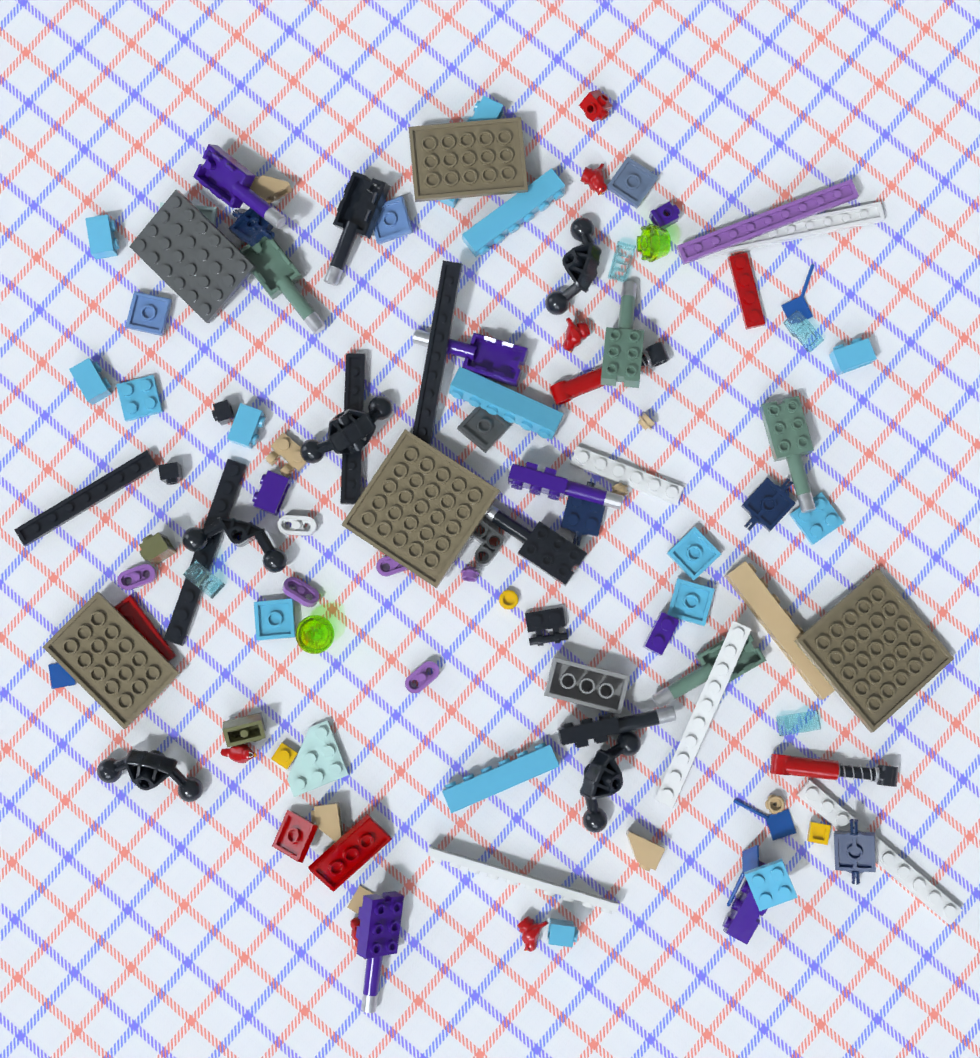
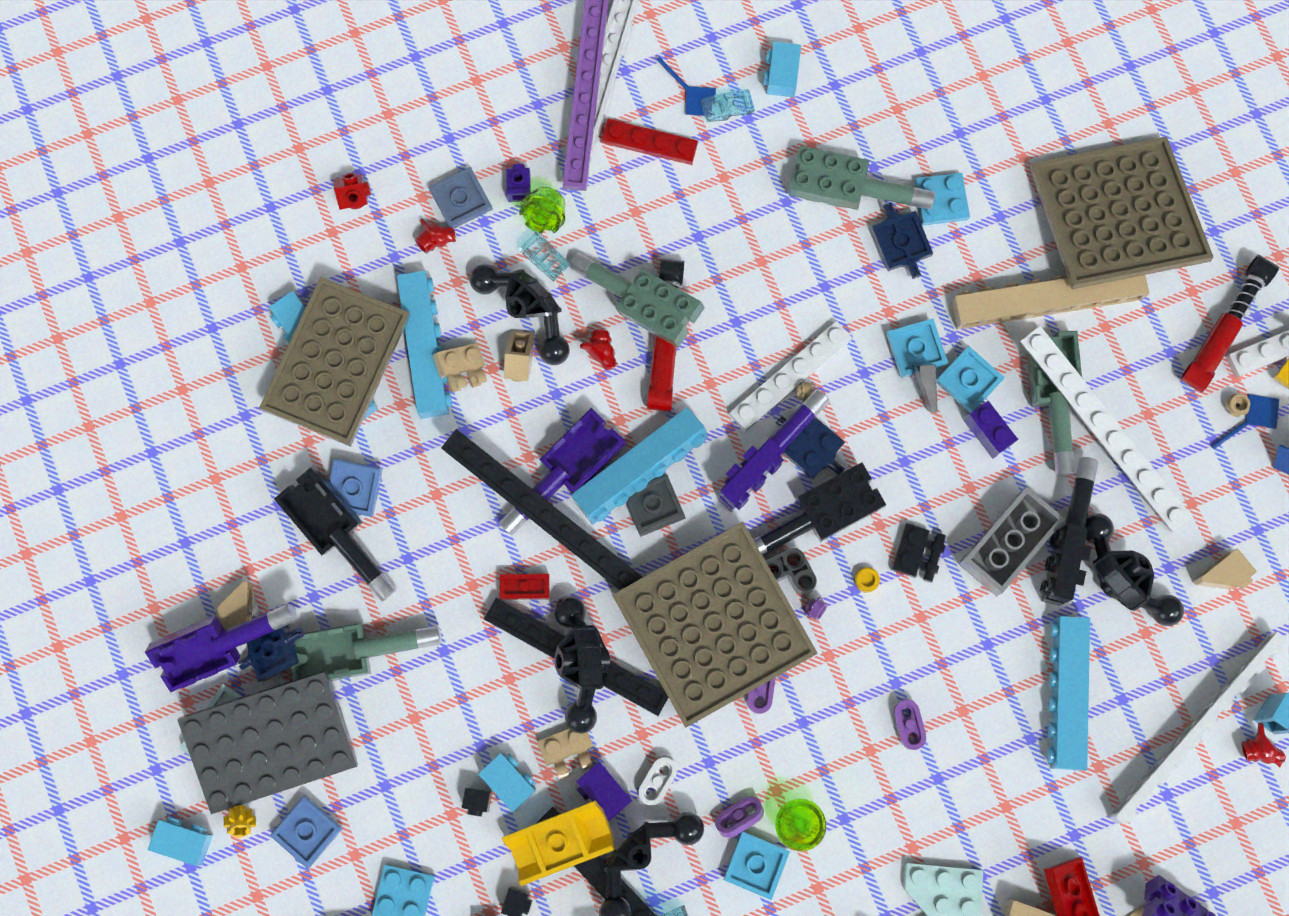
camera: 65 degrees left, 5 degrees down
(133, 267) = (239, 821): none -> yellow gear
(223, 480) = (560, 842): none -> yellow piece
(382, 369) = (524, 587): none -> red plate
(514, 242) = (460, 360): none -> tan plate
(540, 281) = (519, 355): none -> tan slope
(645, 421) = (741, 323): tan plate -> none
(673, 569) = (926, 378): none -> slope
(798, 723) = (1159, 333): clear light blue slope -> none

